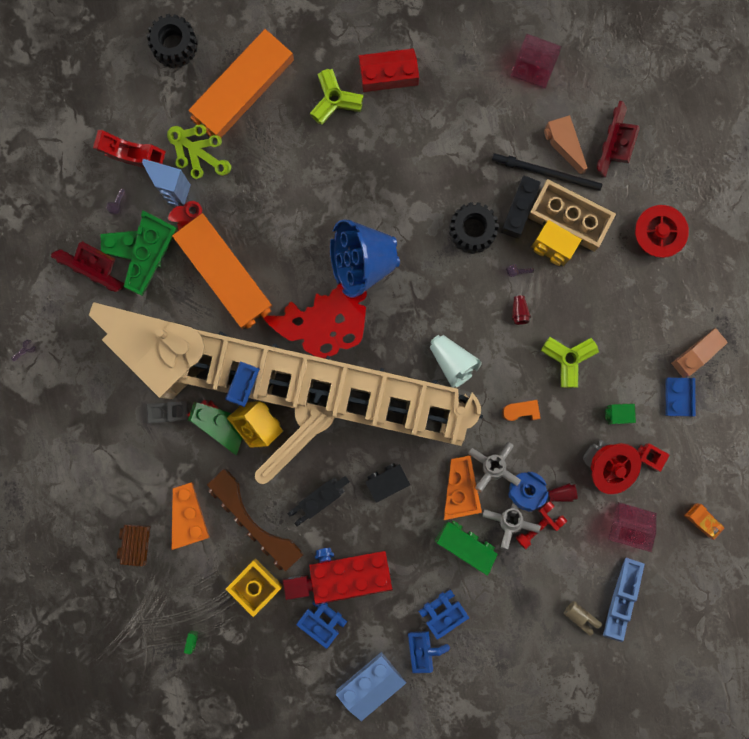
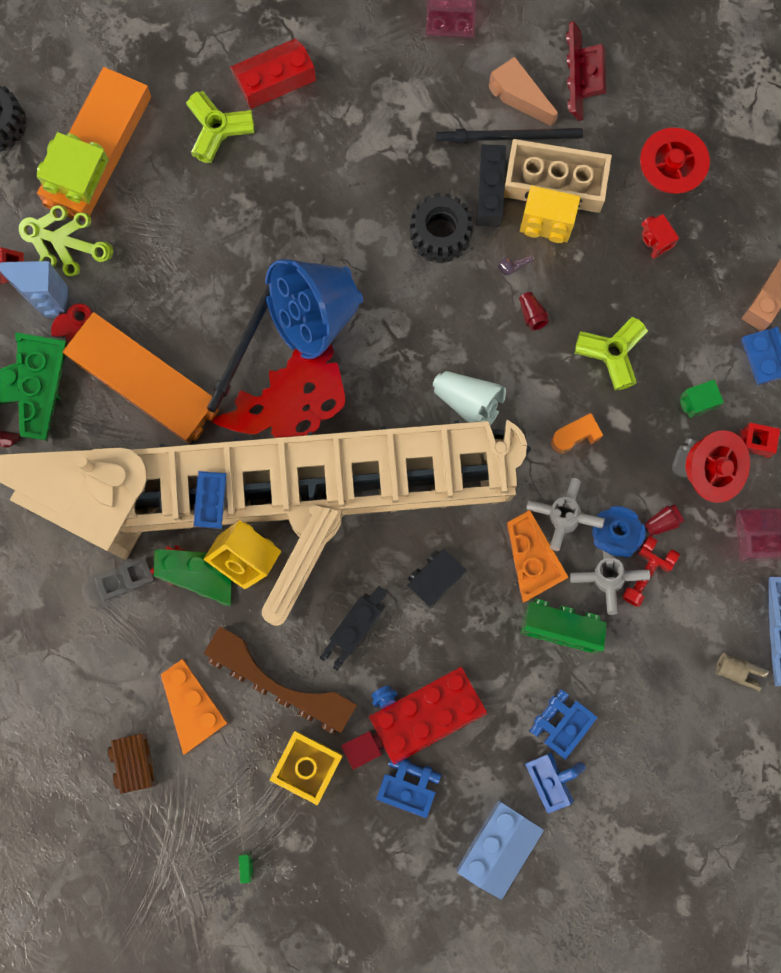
camera: 15 degrees left, 5 degrees down
(219, 100) = (72, 167): none -> lime brick
(278, 297) = (223, 385): none -> black bar
(631, 282) = (658, 235): none -> red brick

